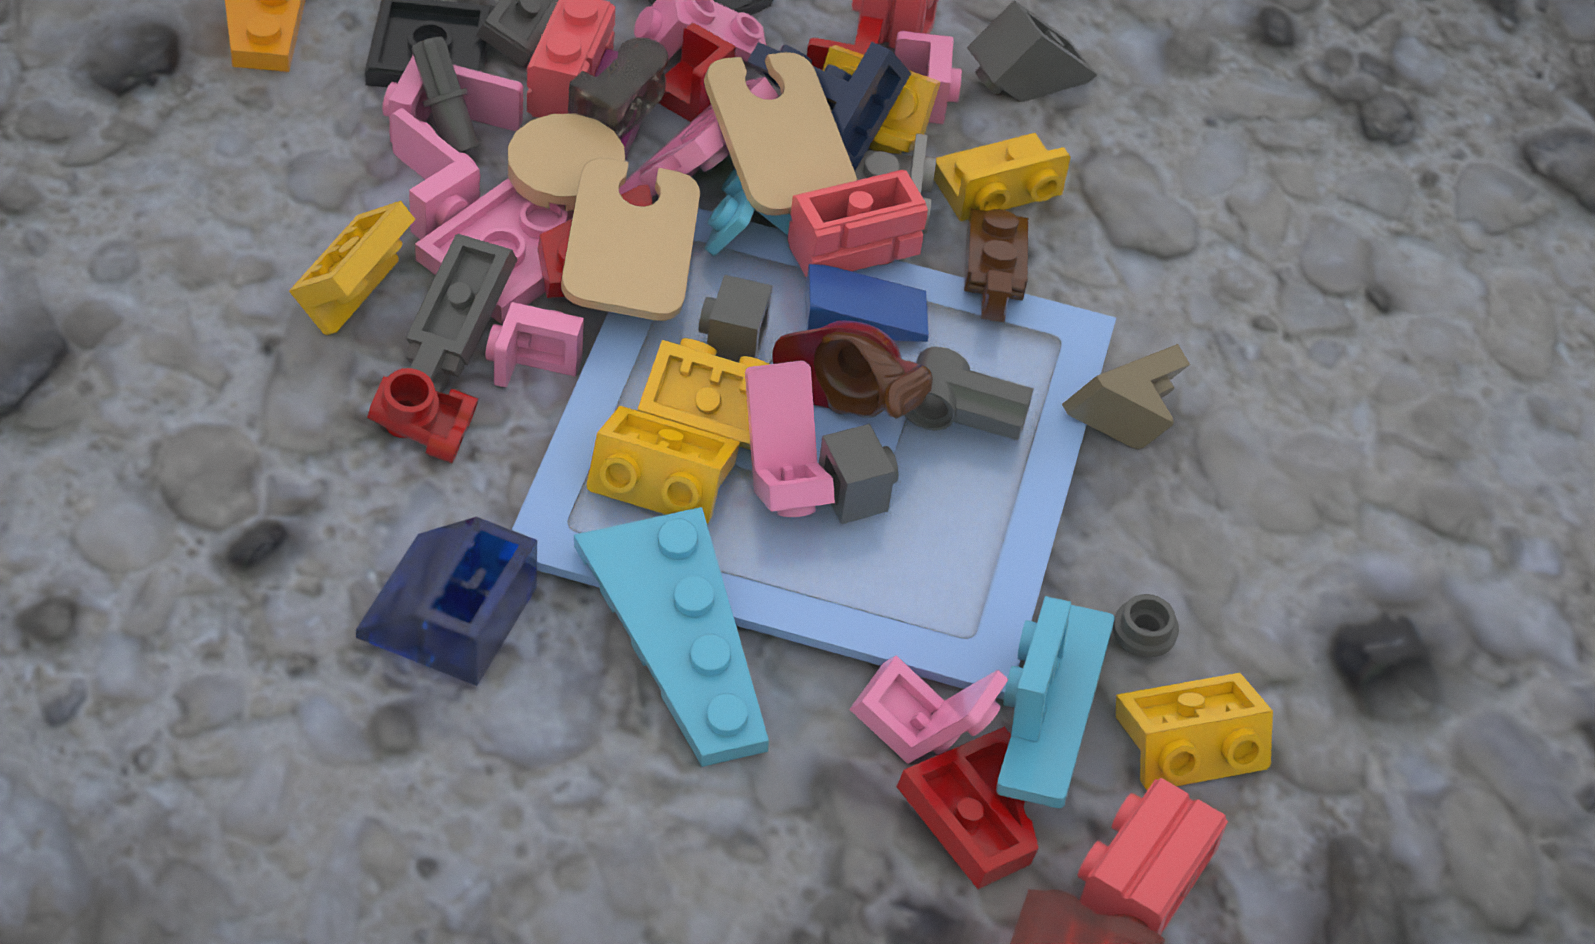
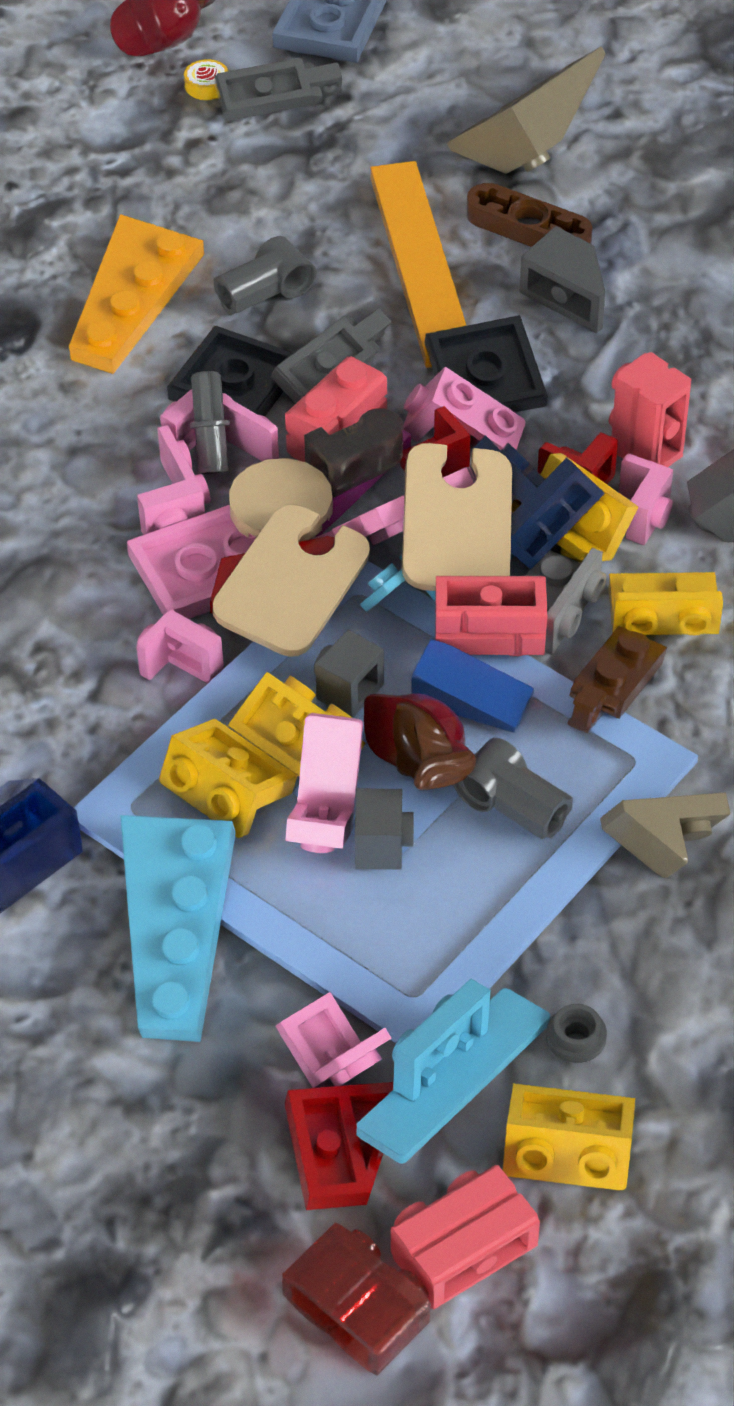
camera: 30 degrees right, 0 degrees up
(352, 266) = (65, 550): yellow bracket -> none
(414, 410) = (63, 684): red plate -> none
(458, 307) = (124, 608): dark grey hinge -> none

